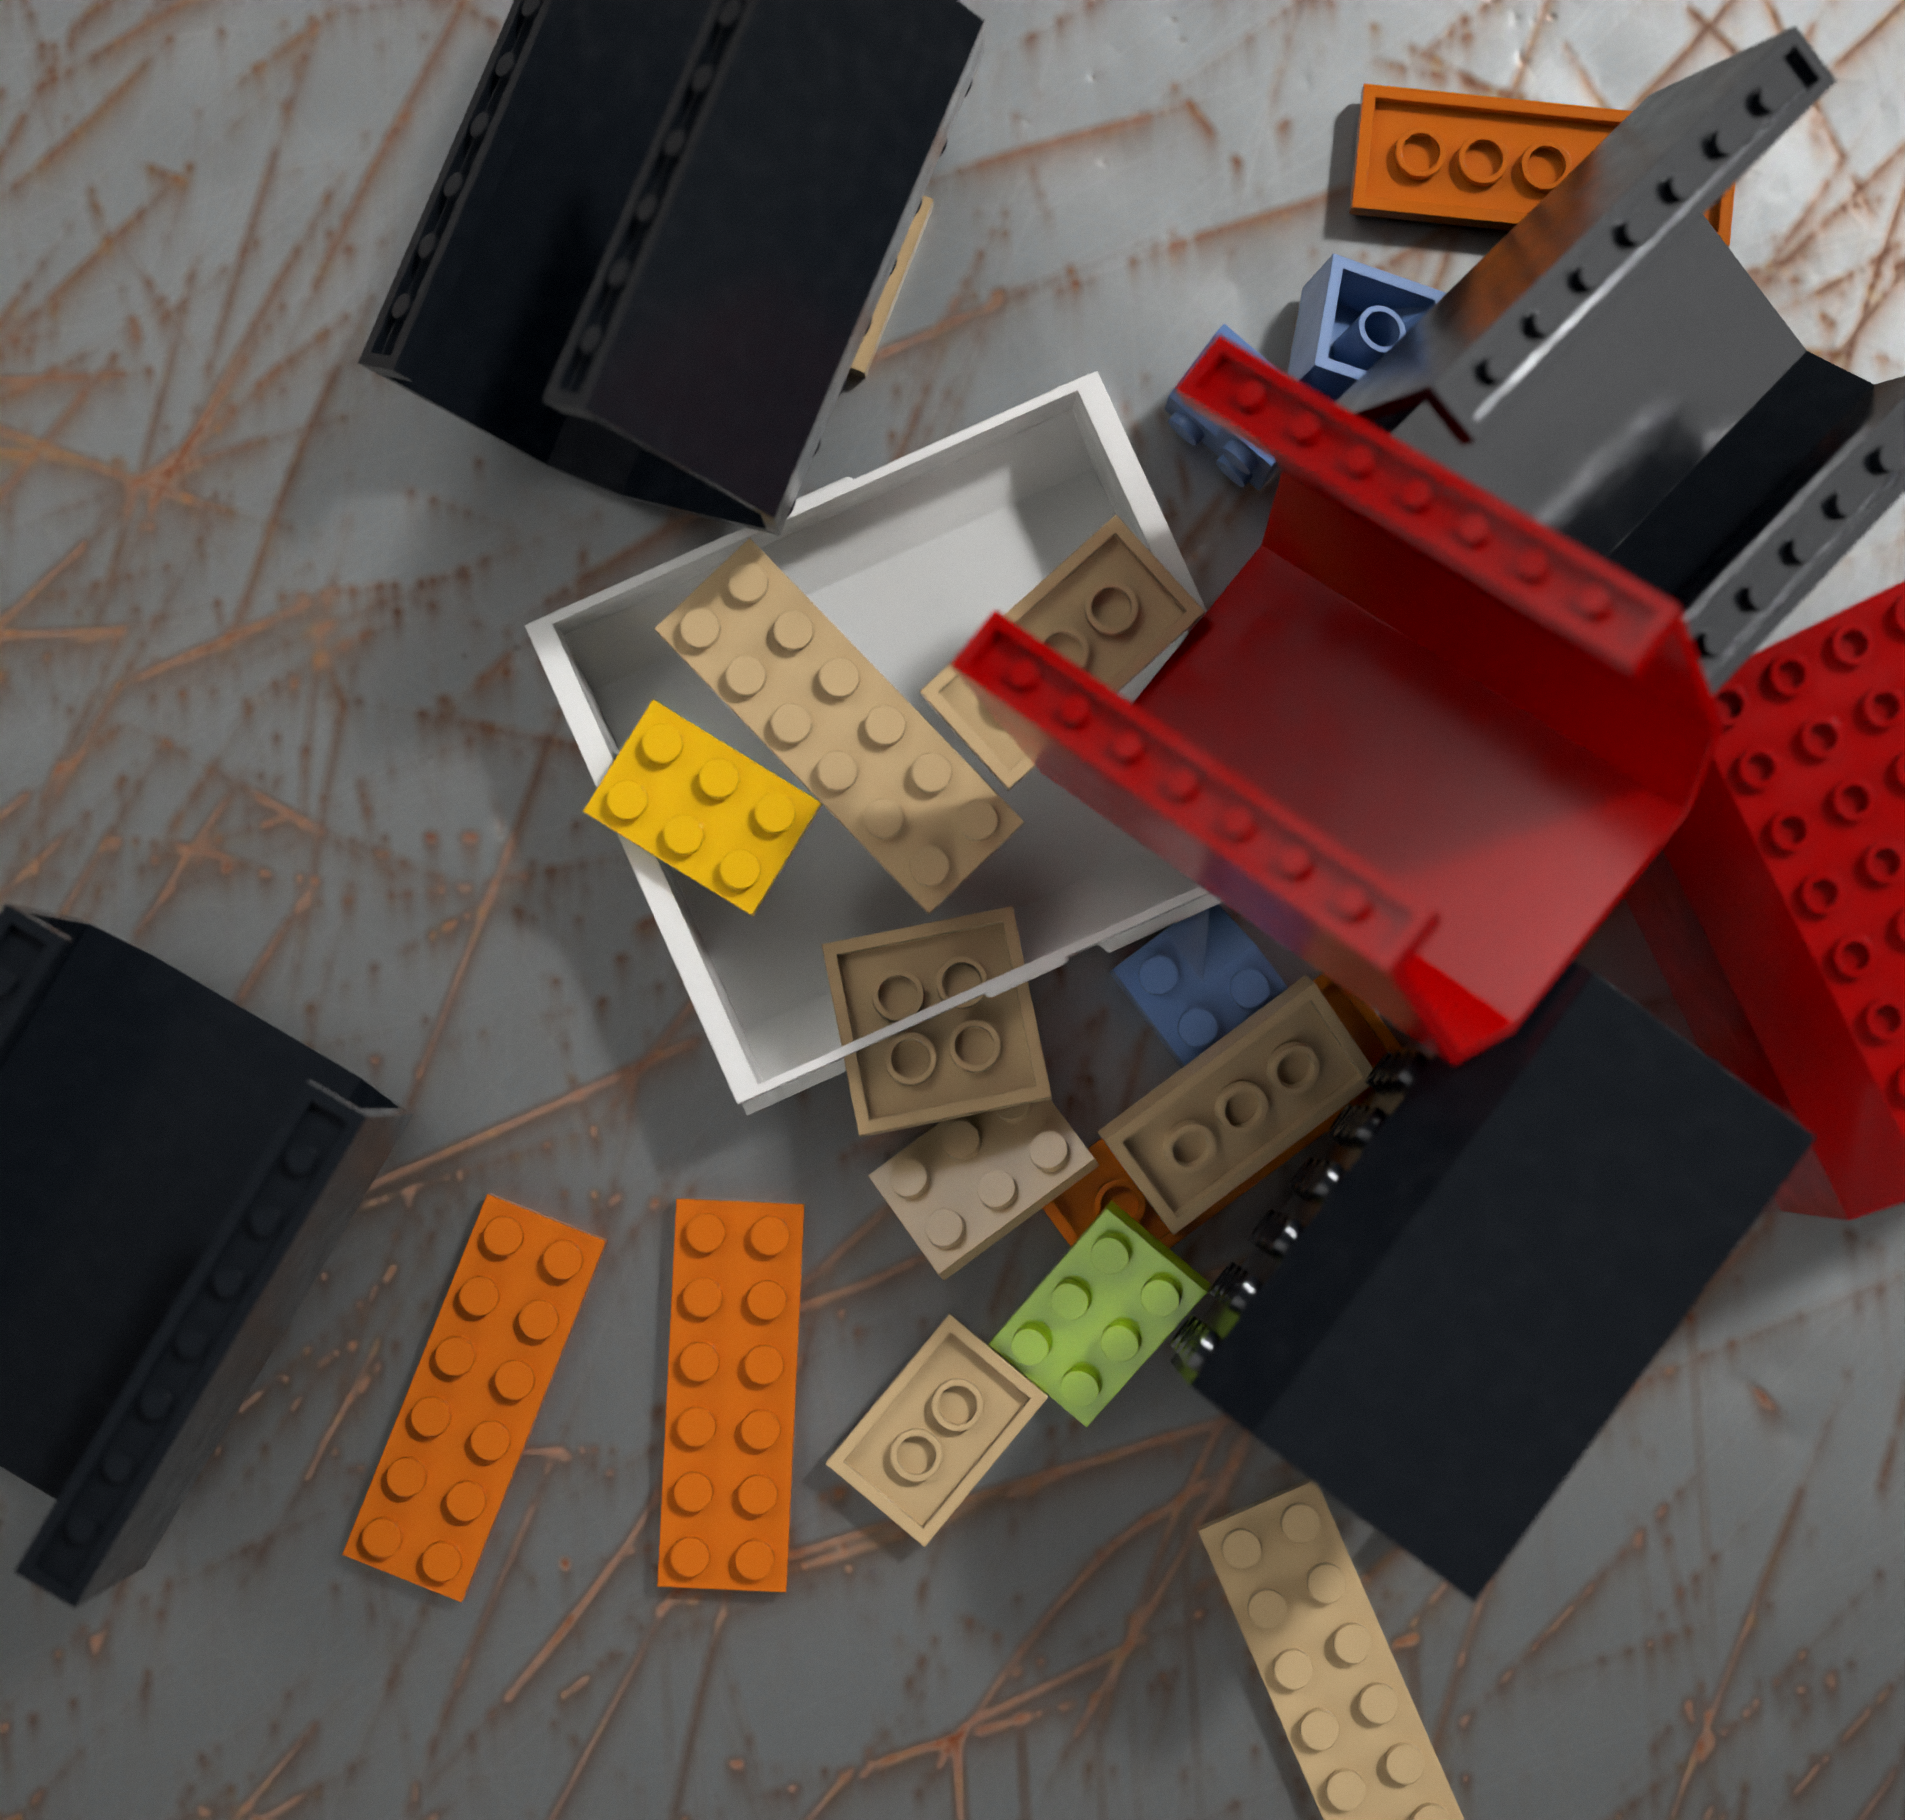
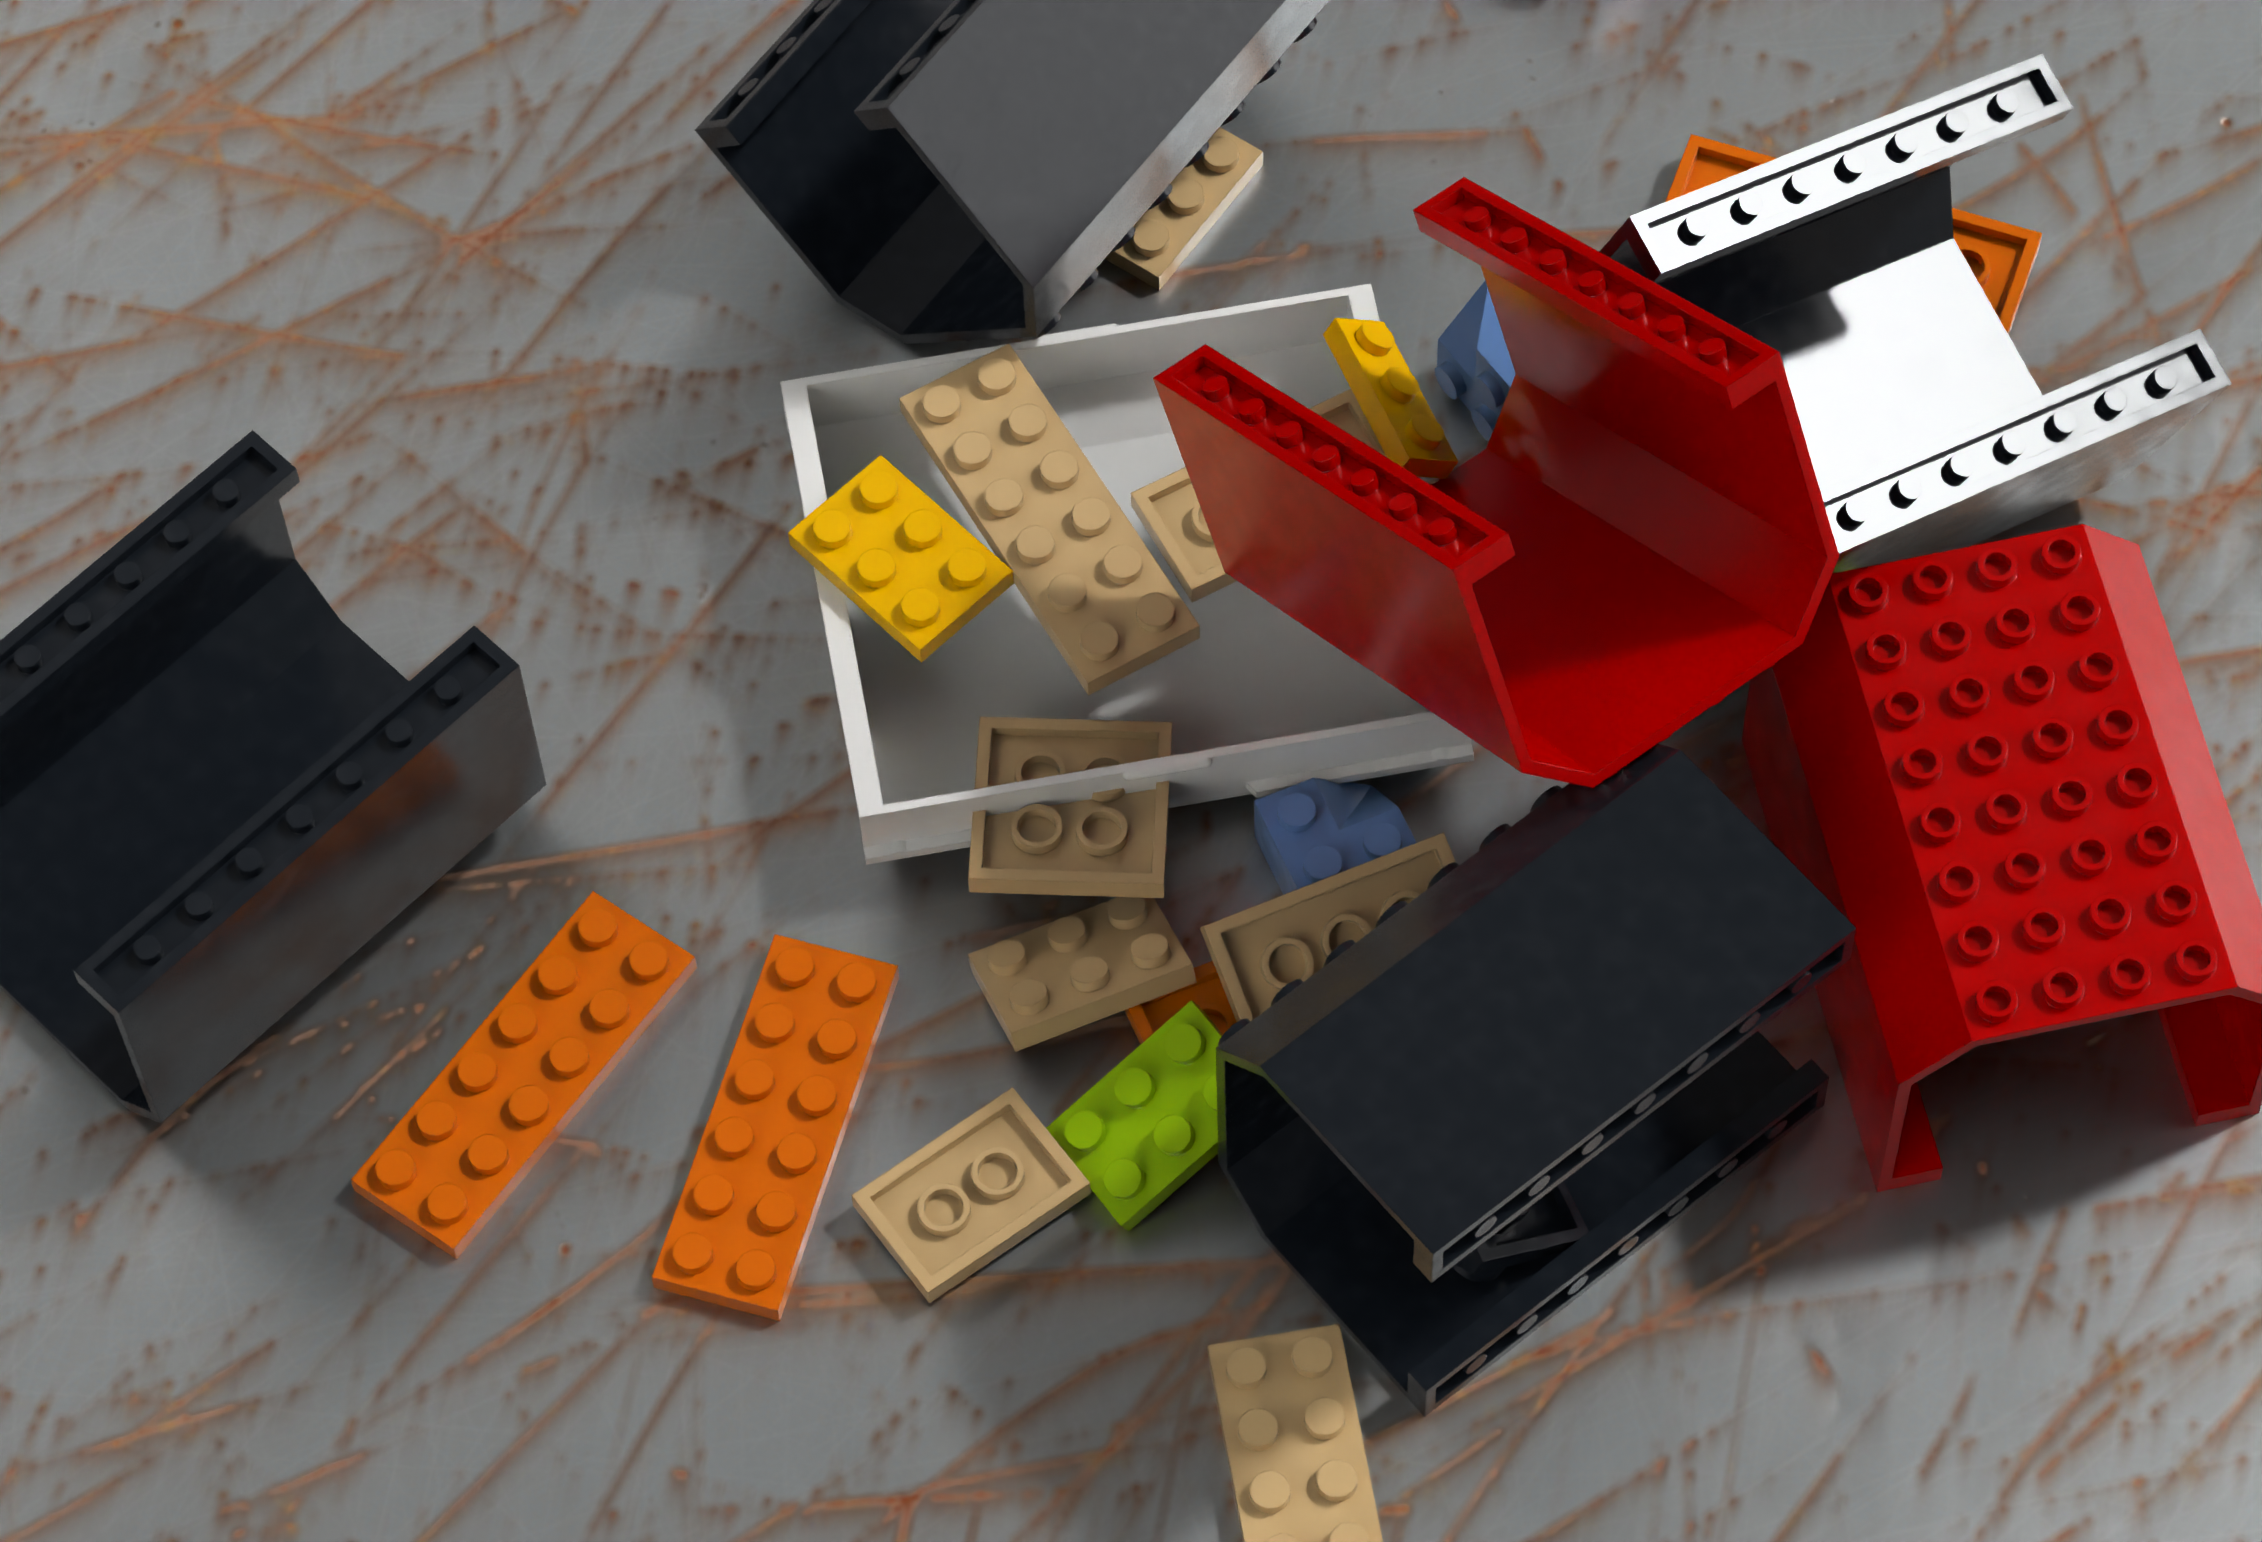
camera: 15 degrees right, 25 degrees down
(1155, 517) = (1390, 397): none -> yellow plate

